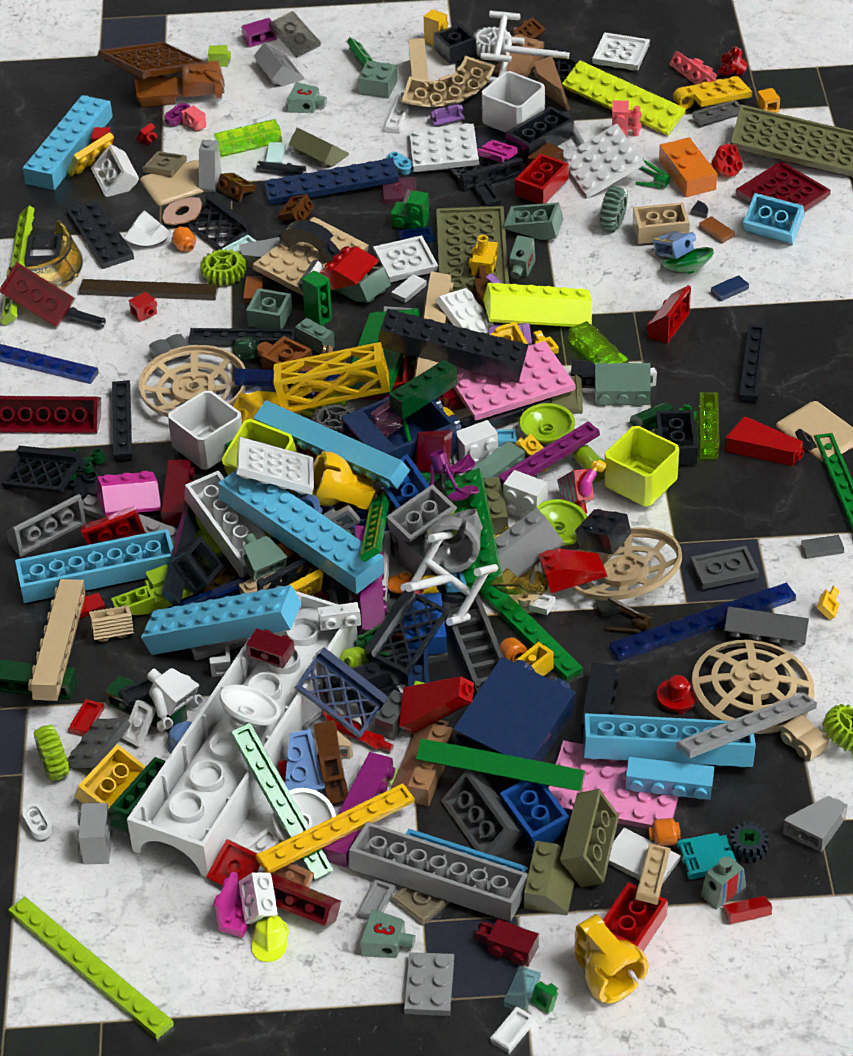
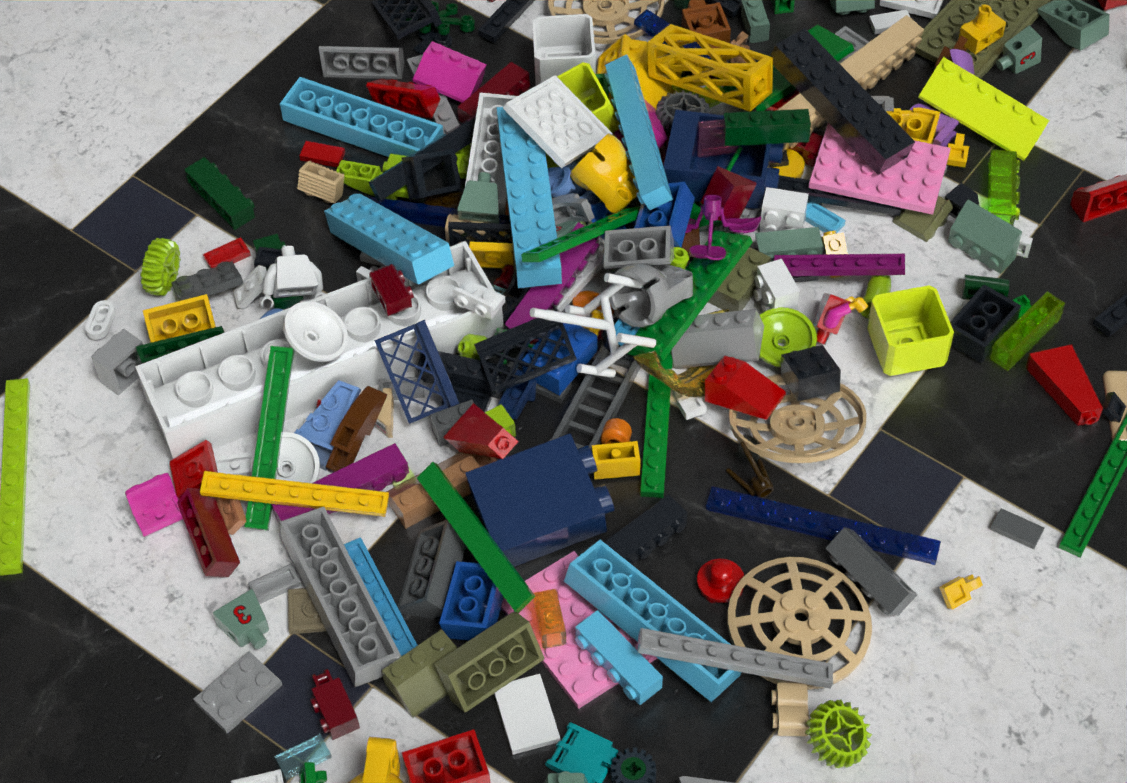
camera: 40 degrees right, 10 degrees up
(57, 640) = (260, 170): tan brick -> none
(257, 897) = (174, 511): white bracket -> none
(270, 939) = (163, 552): neon yellow piece -> none
(374, 740) = (420, 435): red sword -> none
(464, 311) = (900, 76): white plate -> none
(547, 422) = (873, 230): lime dish -> none
(599, 779) = (549, 618): none -> clear yellow brick
(653, 874) = (505, 738): tan tile -> none
(664, 832) = (566, 705): orange head -> none
(724, 567) = (896, 485): dark grey plate -> none

